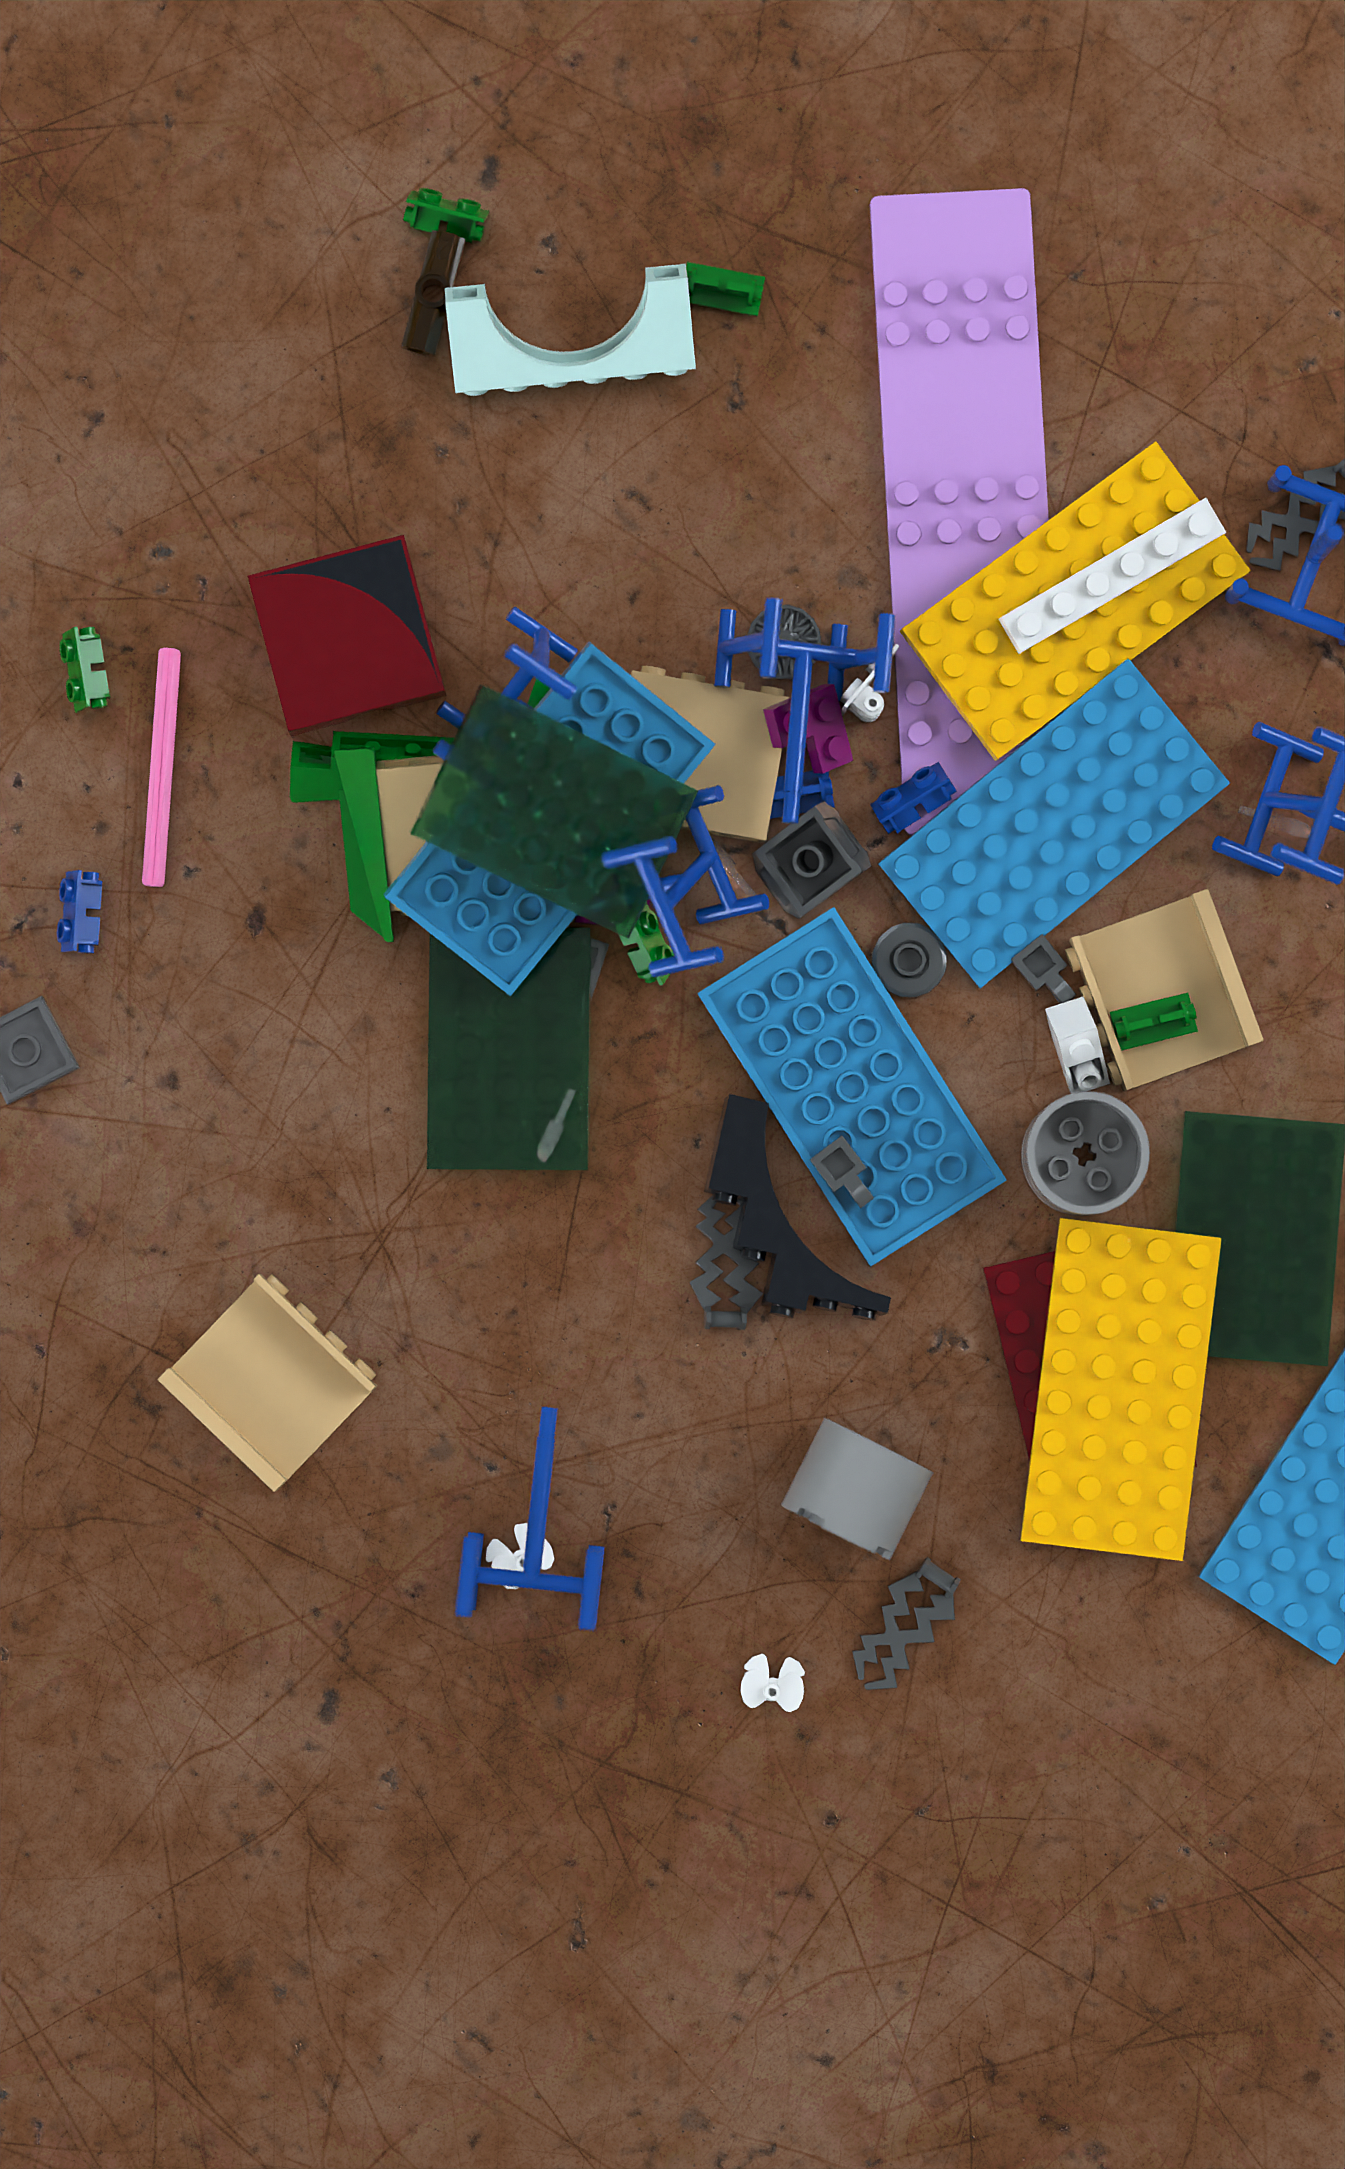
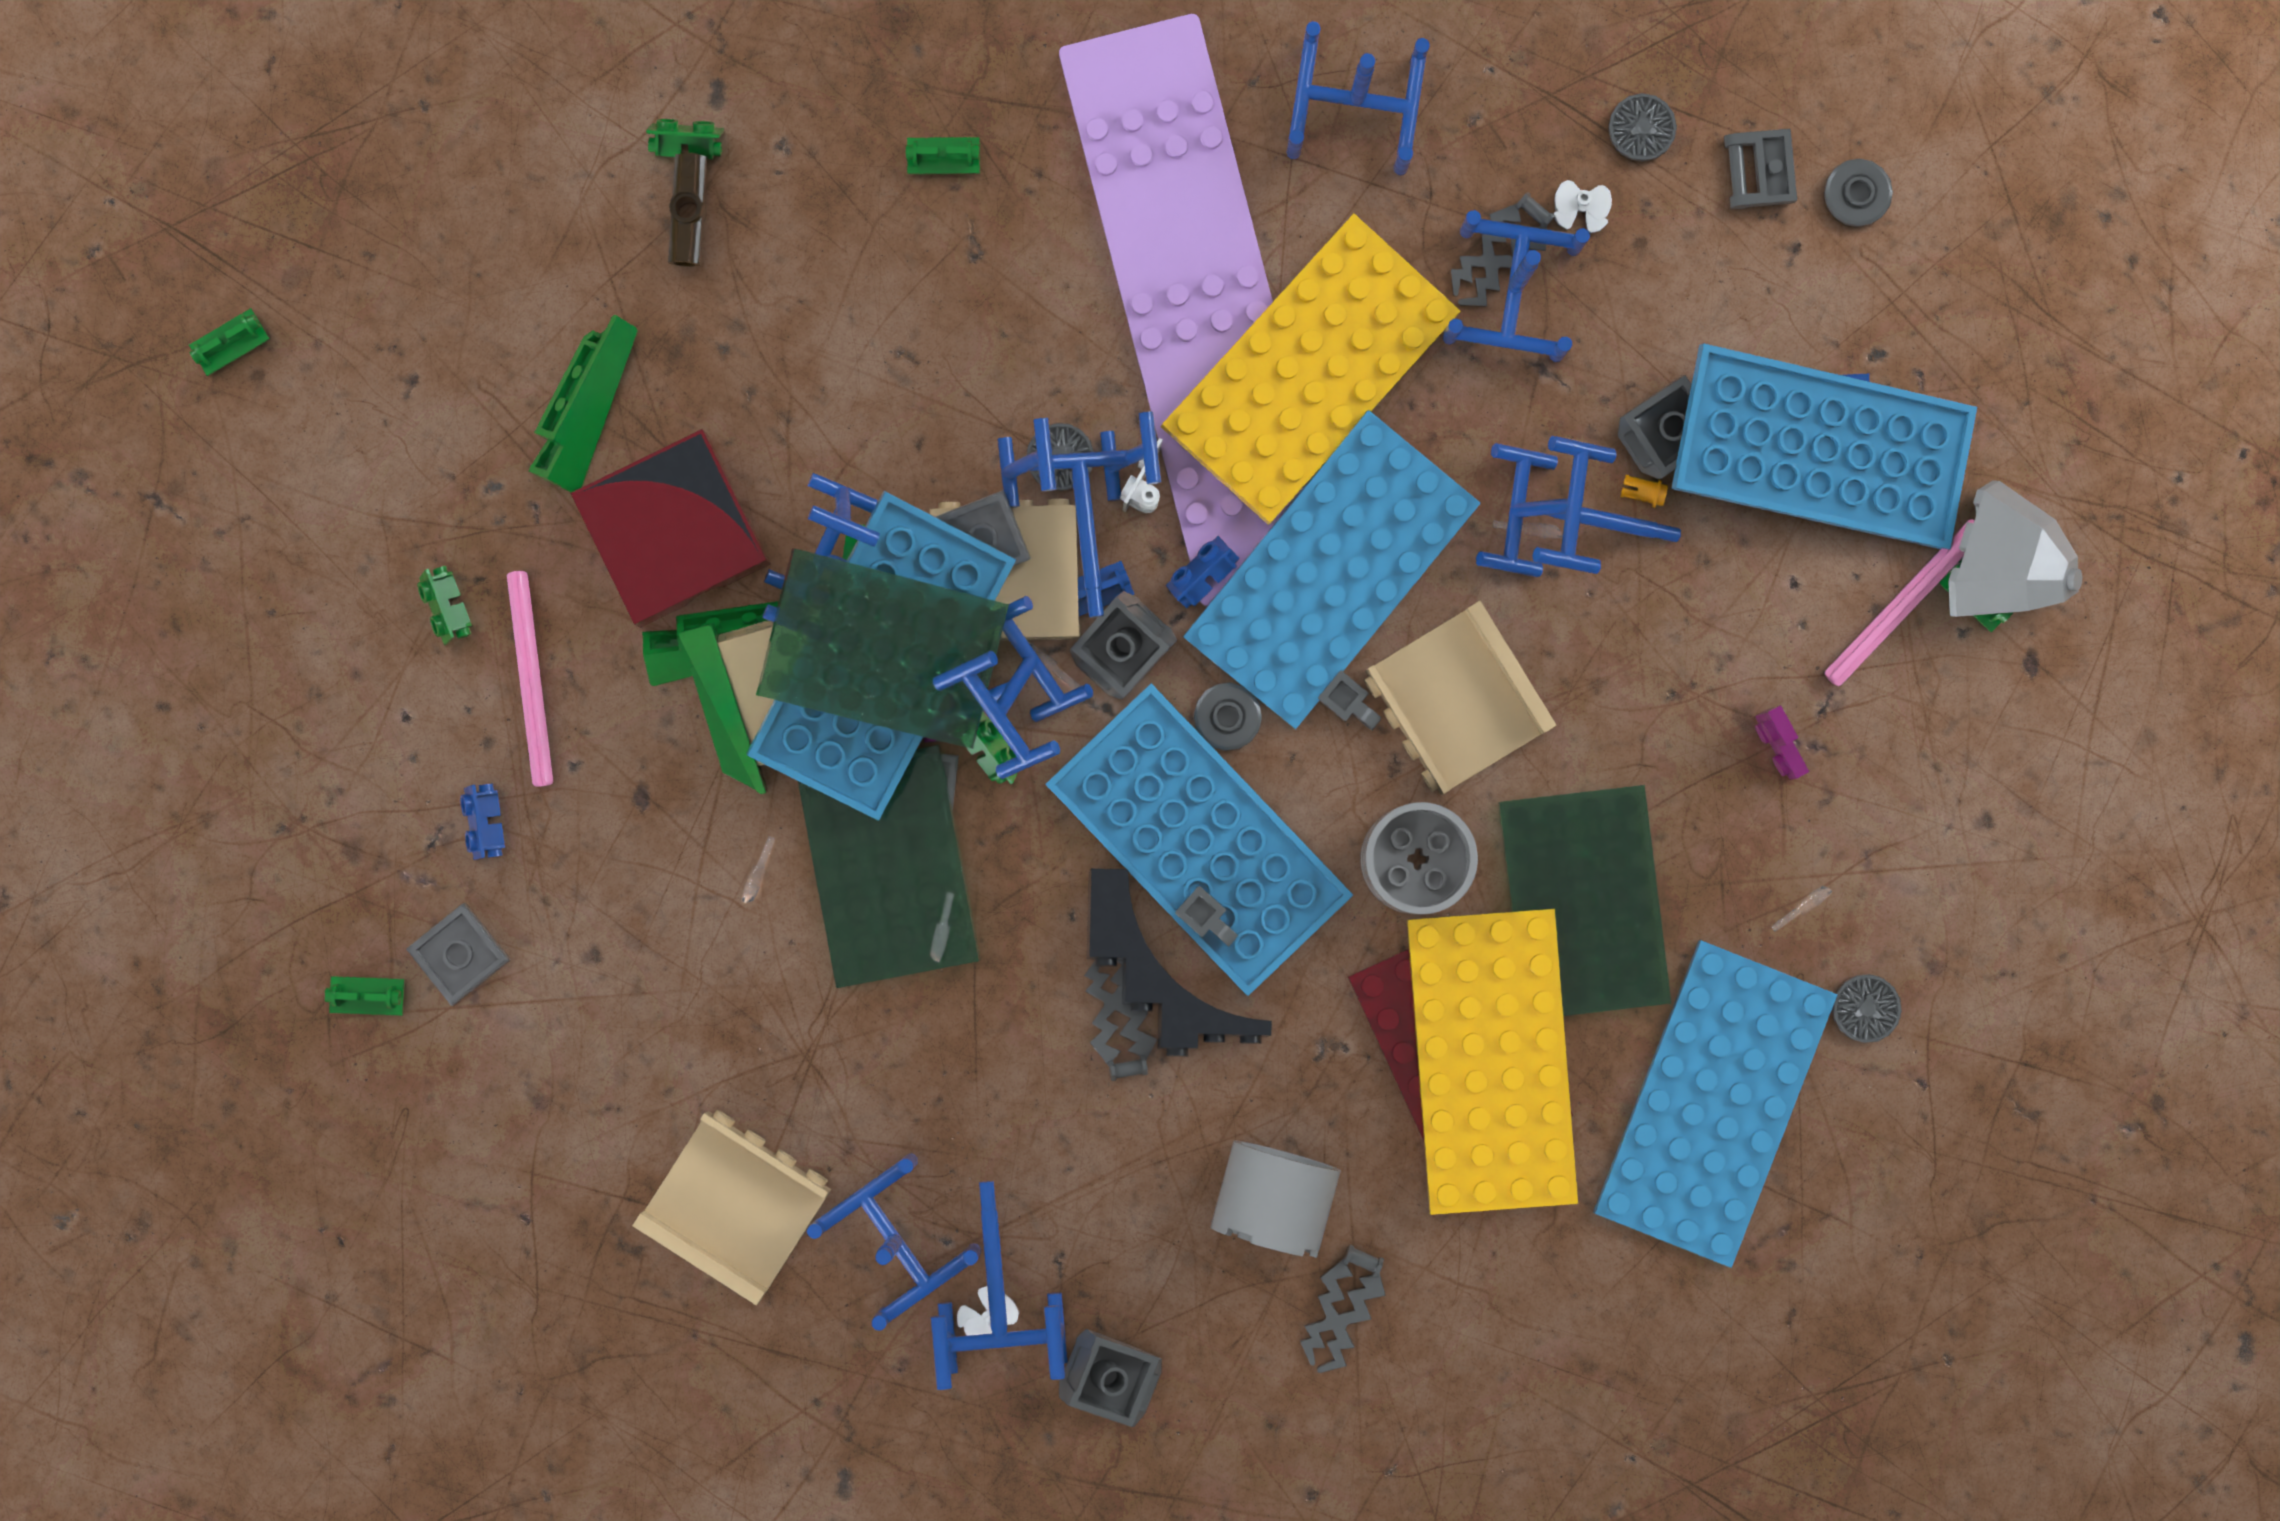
camera: 10 degrees left, 0 degrees up
(275, 482) = (582, 405): none -> green wedge
(365, 1028) = (757, 874): none -> clear piece
(436, 1454) = (893, 1242): none -> blue piece
(639, 1648) = (1109, 1378): none -> dark grey slope
(651, 342) = (751, 256): light aqua arch -> none
(697, 699) = (992, 523): none -> flat silver tile
(785, 1690) = (1223, 1390): white piece -> none
(826, 731) = (1111, 525): magenta plate -> none
(1077, 1045) = (1392, 762): white slope -> none
(1112, 575) = (1339, 339): white plate -> none
(1154, 1021) = (1456, 727): green hinge -> none
(1185, 316) = (1358, 96): none -> blue piece

